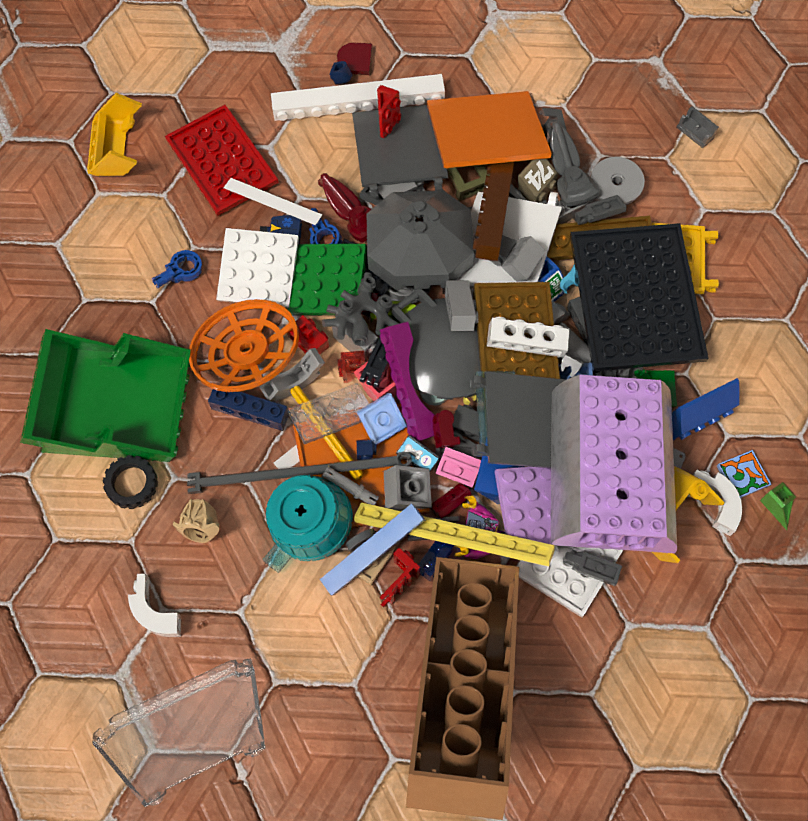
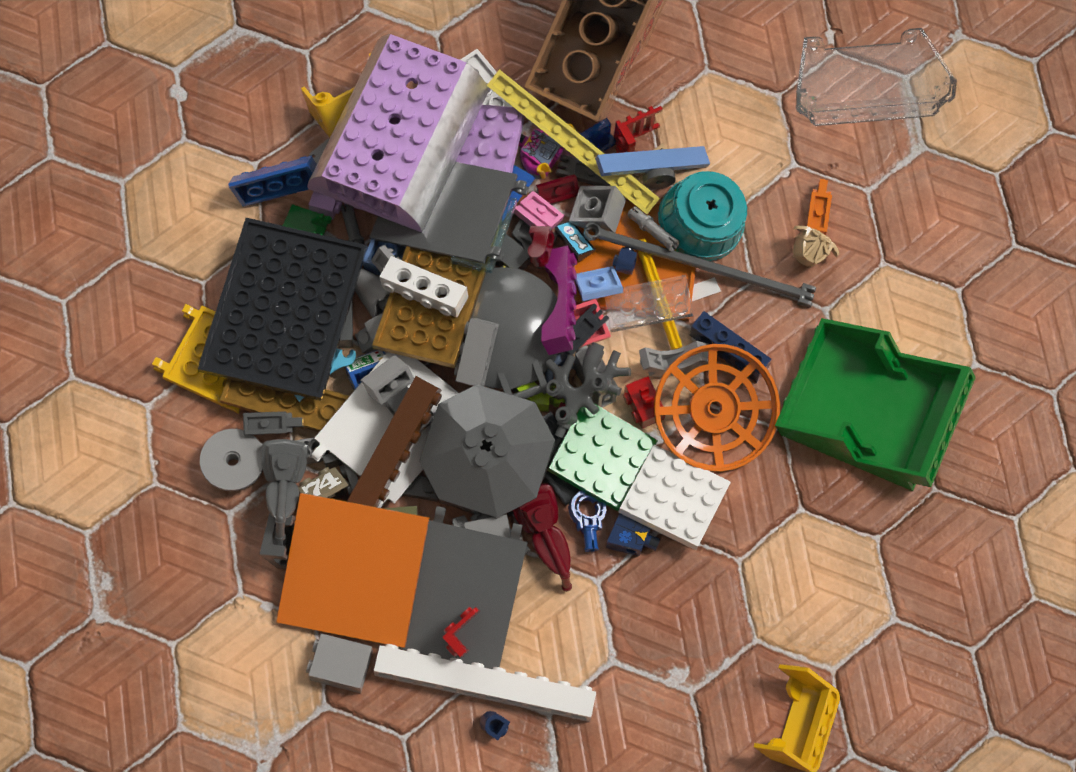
camera: 165 degrees left, 0 degrees up
(121, 465) = (875, 296): black tyre -> none
(158, 623) = (881, 180): white arch -> none
(176, 274) = (768, 536): blue pin -> none
(203, 569) = (819, 207): none -> orange hinge
(218, 150) = (676, 658): red plate -> none
(273, 201) = (634, 571): white sticker -> none
(276, 558) = (749, 192): clear light blue plate -> none
(349, 363) = (610, 345): clear red bracket -> none
(357, 57) = (466, 747): dark red tile -> none
(469, 77) = (339, 663): none -> light grey brick
(697, 127) = (103, 501): dark grey hinge -> none
(731, 511) = (290, 101): white arch -> none
(745, 473) = (260, 120): tile -> none
(779, 503) = (239, 86): bright green slope -> none

